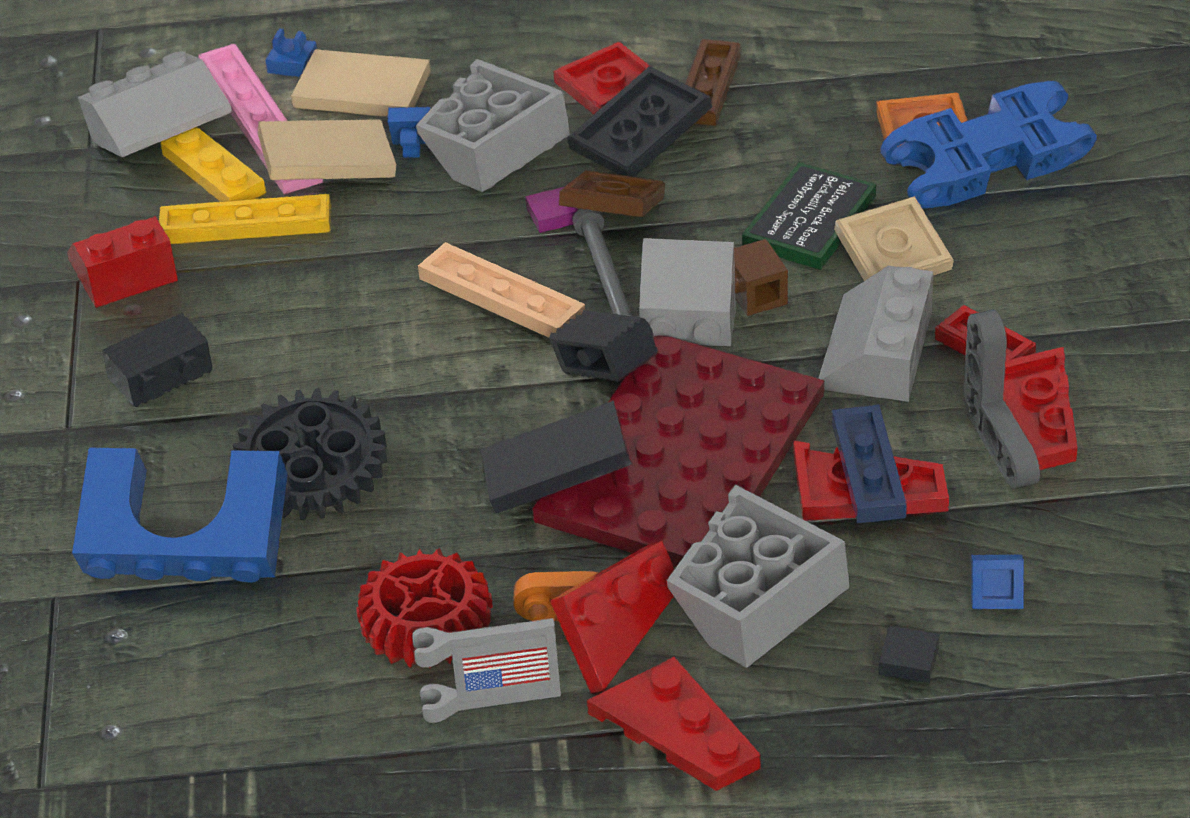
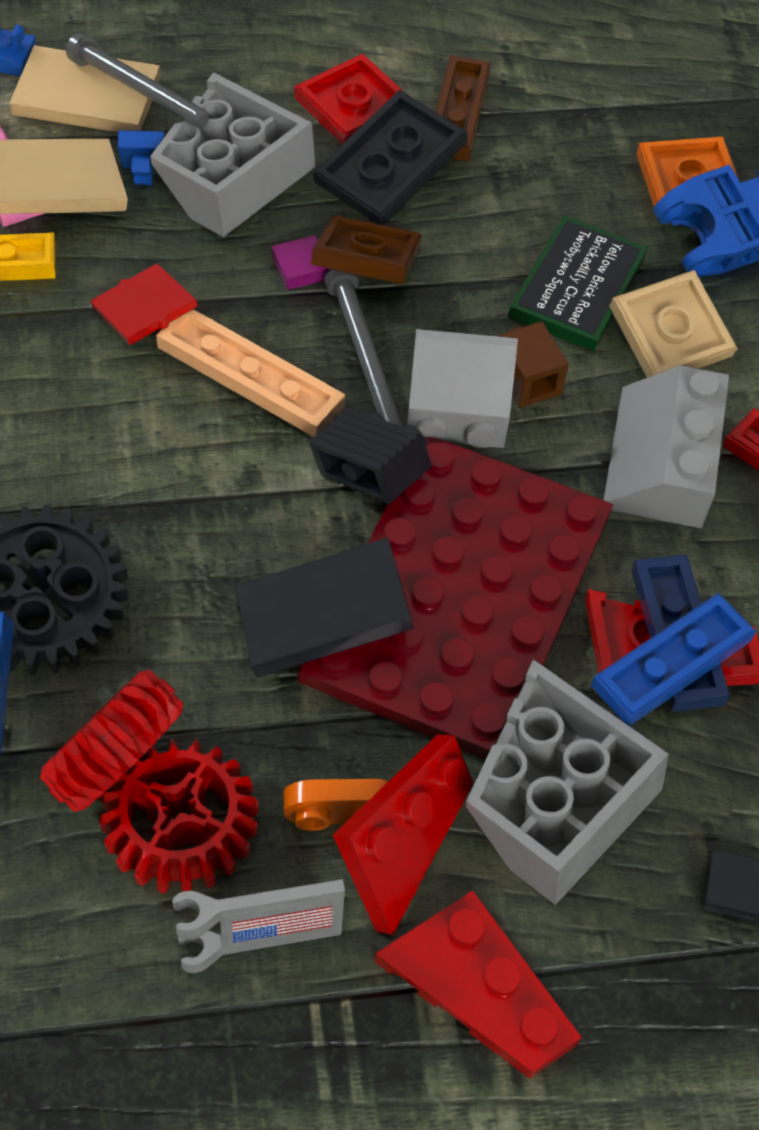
camera: 10 degrees left, 15 degrees up
(360, 49) = (83, 51): none -> dark grey bar
(363, 538) = (112, 741): none -> red gear
(407, 244) = (144, 304): none -> red piece
(856, 476) = (673, 659): none -> blue tile

